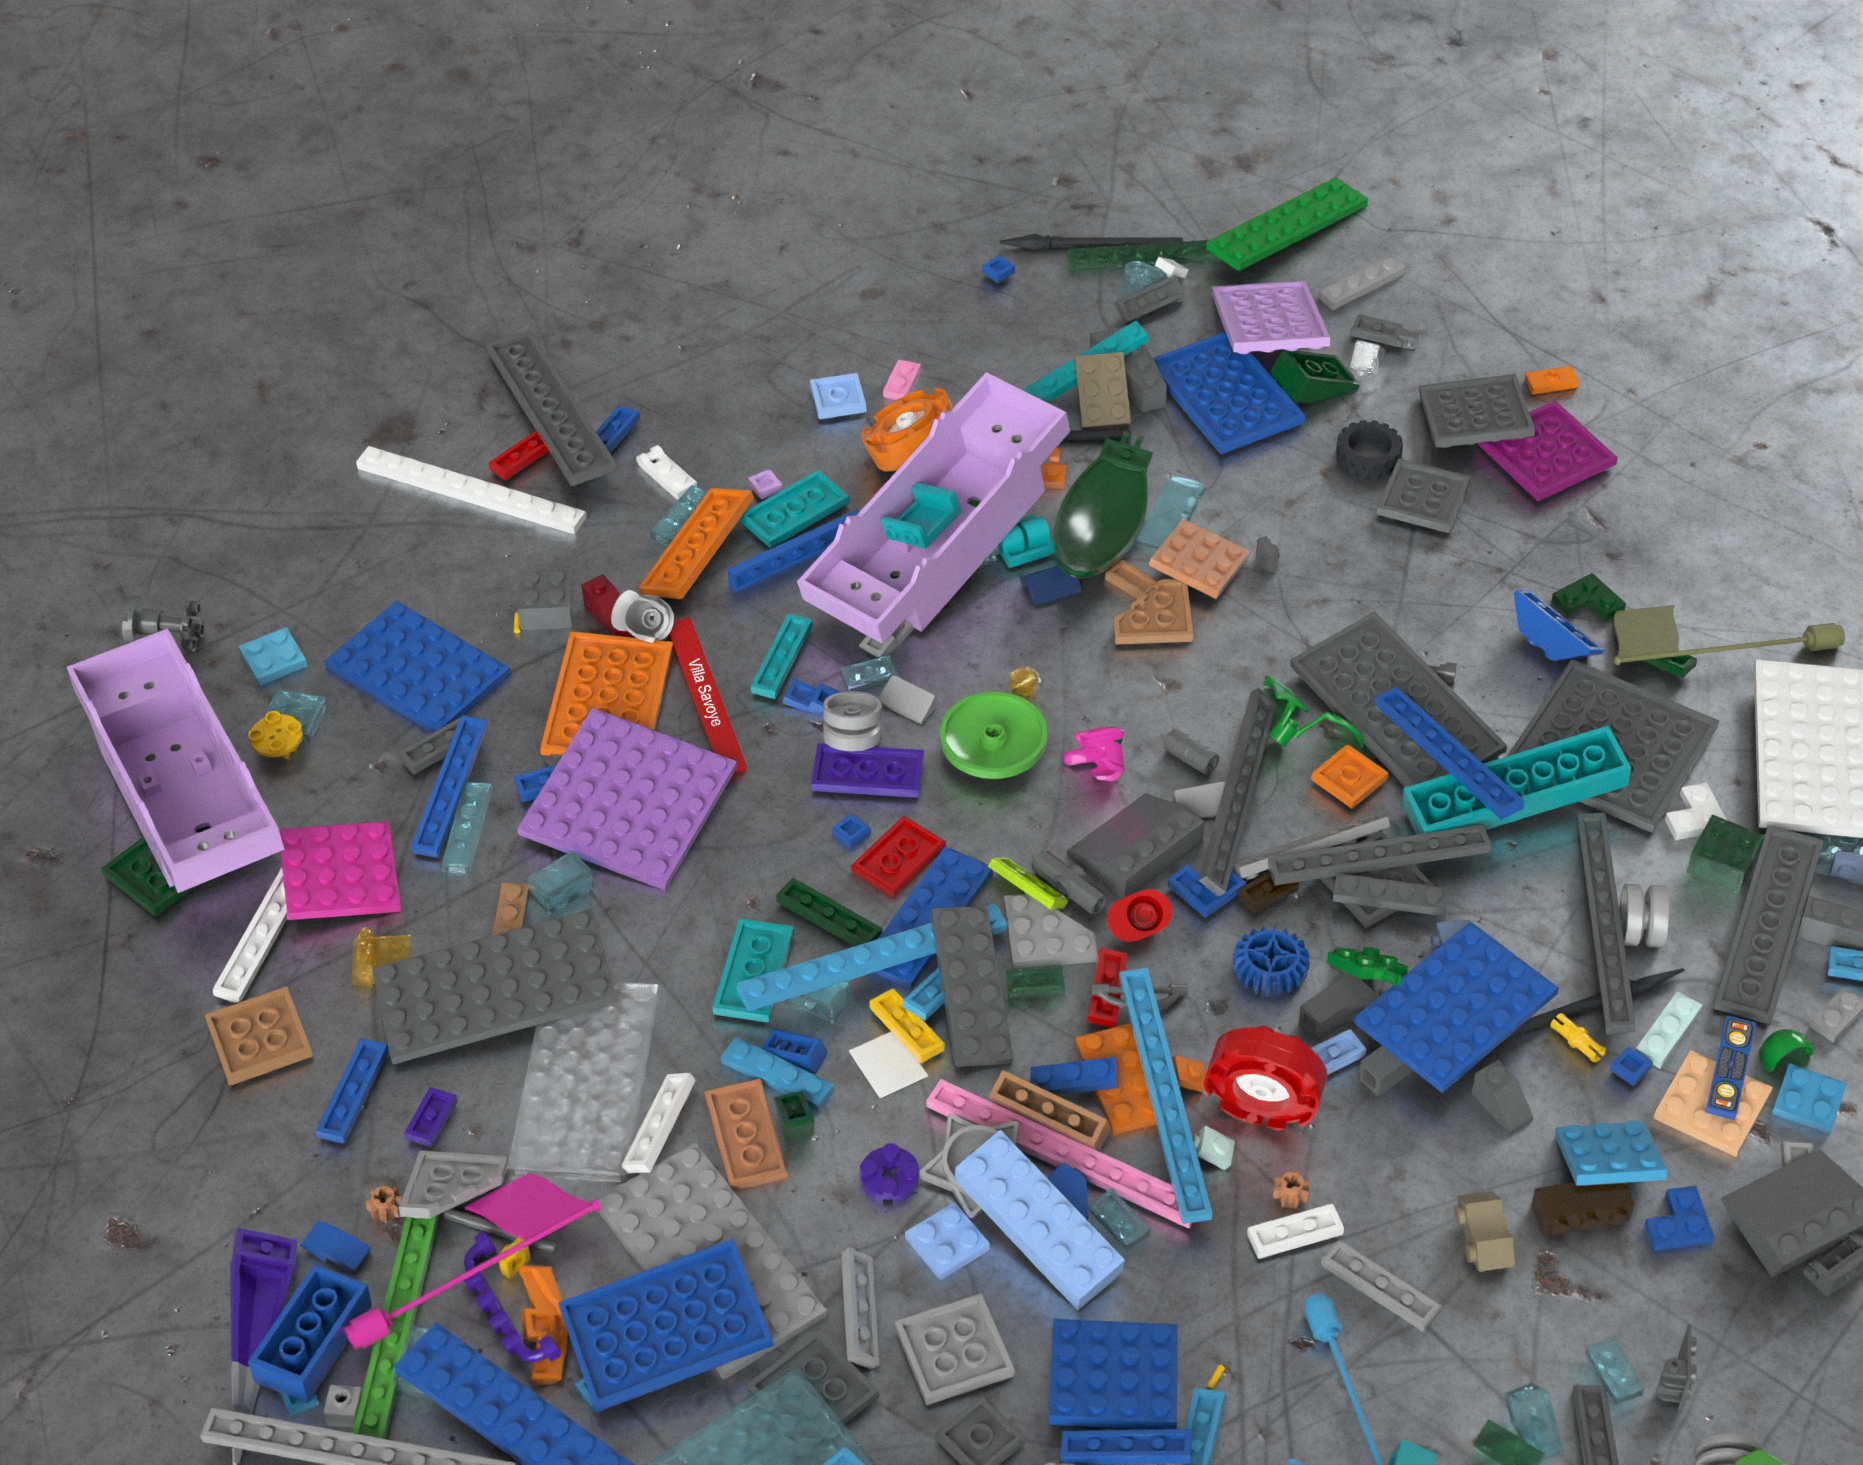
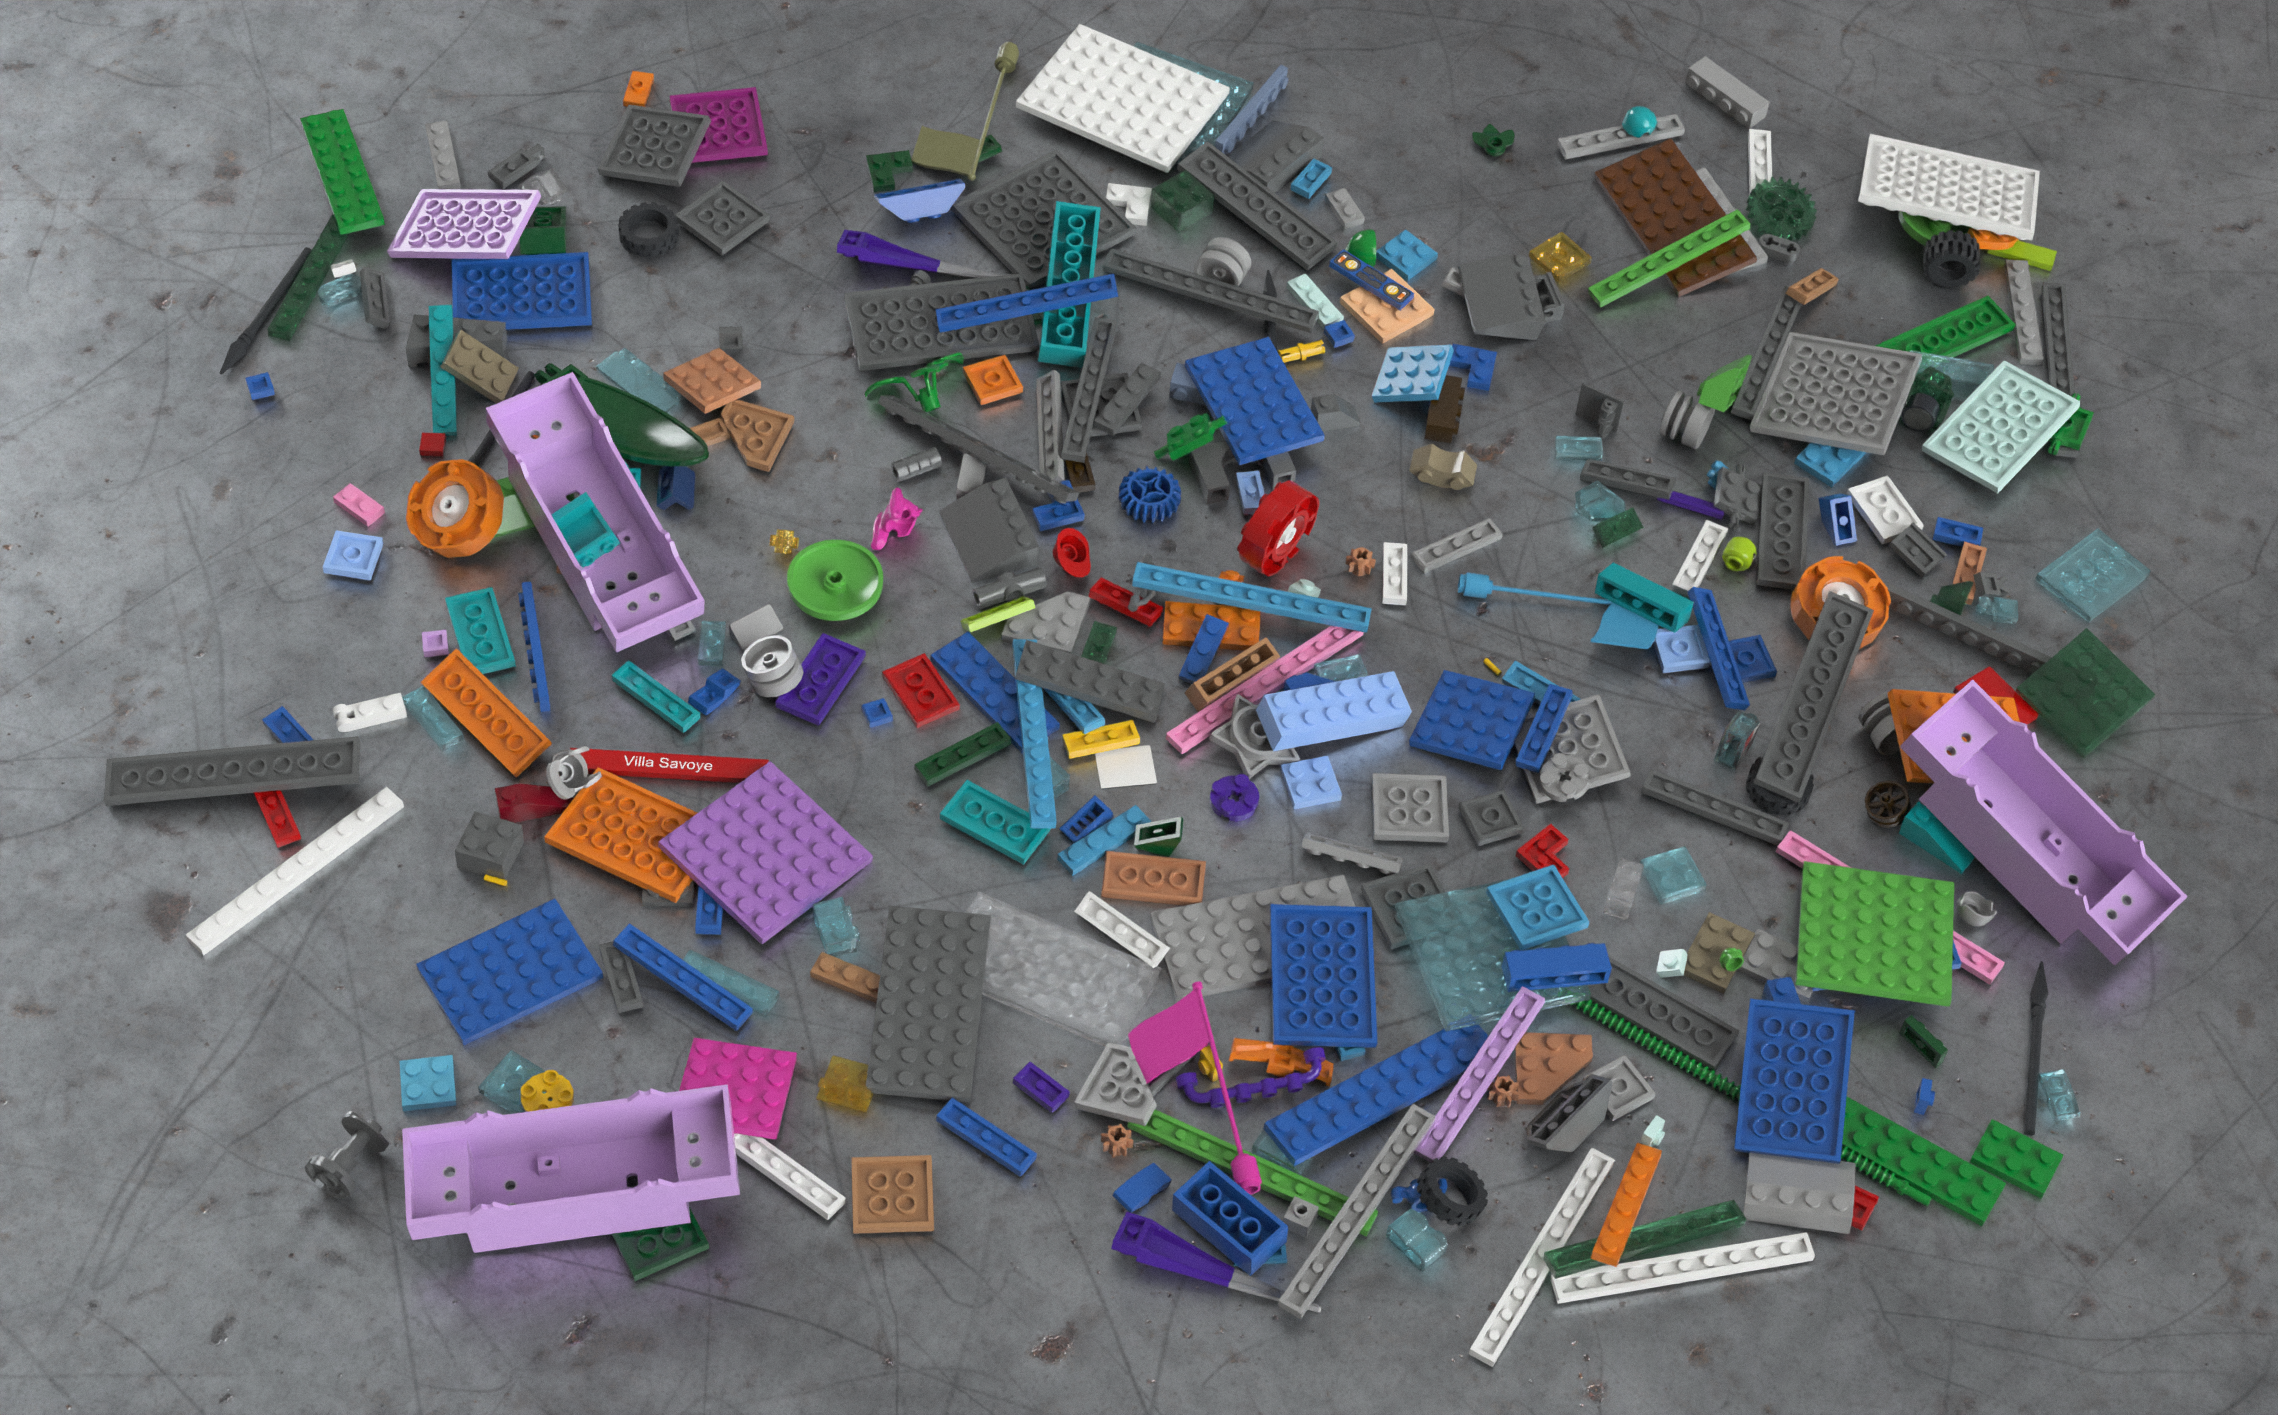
camera: 75 degrees left, 5 degrees up
(1463, 625) = (883, 253): none -> dark purple plate

